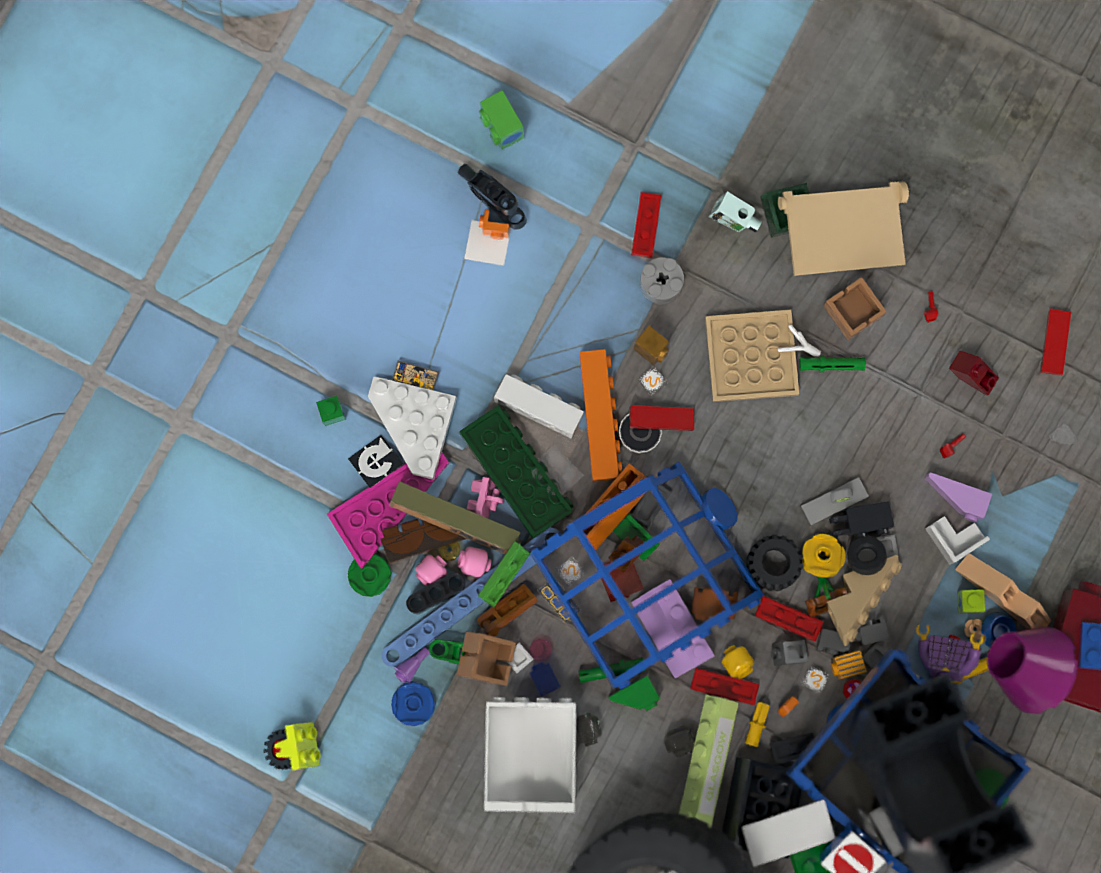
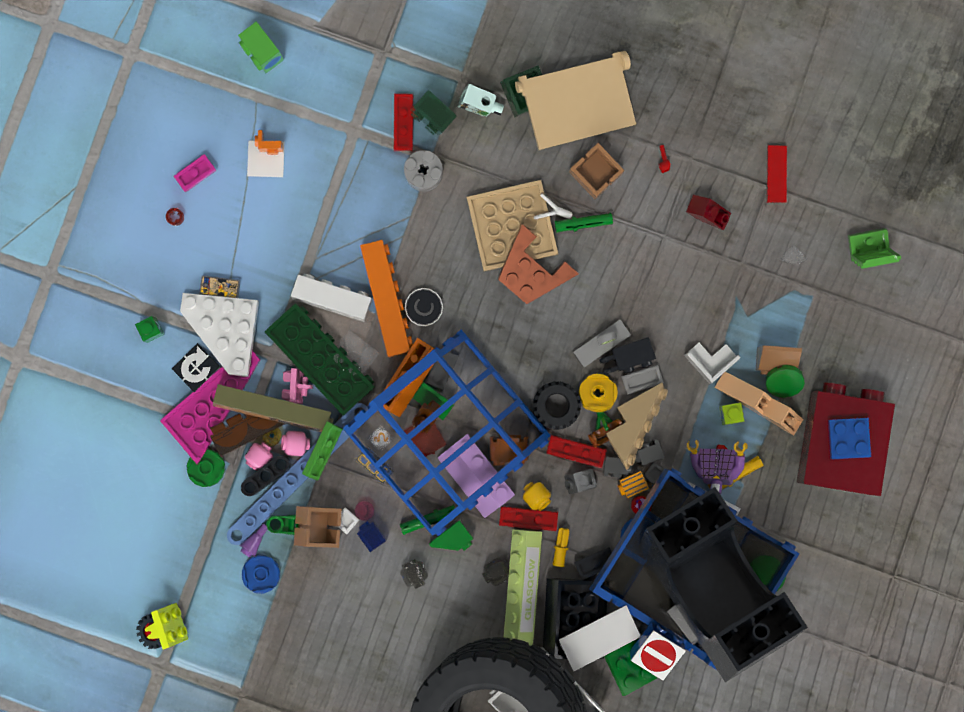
camera: 10 degrees left, 5 degrees up
(380, 297) = (171, 212): none -> clear red bush
(407, 246) = (194, 173): none -> dark pink plate
(486, 190) = (263, 116): black piece -> none
(506, 610) = (330, 481): dark orange plate -> none
(530, 755) = (367, 605): white cylinder -> none
(652, 346) = (422, 230): pearl gold brick -> none
(652, 380) = (428, 260): tile -> none
(661, 418) = (440, 292): red tile -> none
(681, 218) = (432, 113): none -> clear green brick
(719, 508) = (501, 365): blue tile -> none
(759, 412) = (525, 275): none -> copper wing
(787, 706) = (586, 526): orange tile -> none
(815, 679) = (605, 501): tile -> none
(866, 568) = (627, 379): black tyre -> none
(947, 449) = (694, 283): red hand -> none
(963, 498) = (714, 324): lavender slope -> none
(970, 624) = (738, 431): light nougat plate -> none
(995, 626) = (758, 435): blue hat -> none
(1031, 548) = (774, 356): none -> medium nougat slope
(1033, 667) = (791, 464): magenta cone -> none
(1036, 574) = (785, 381): none -> green tile

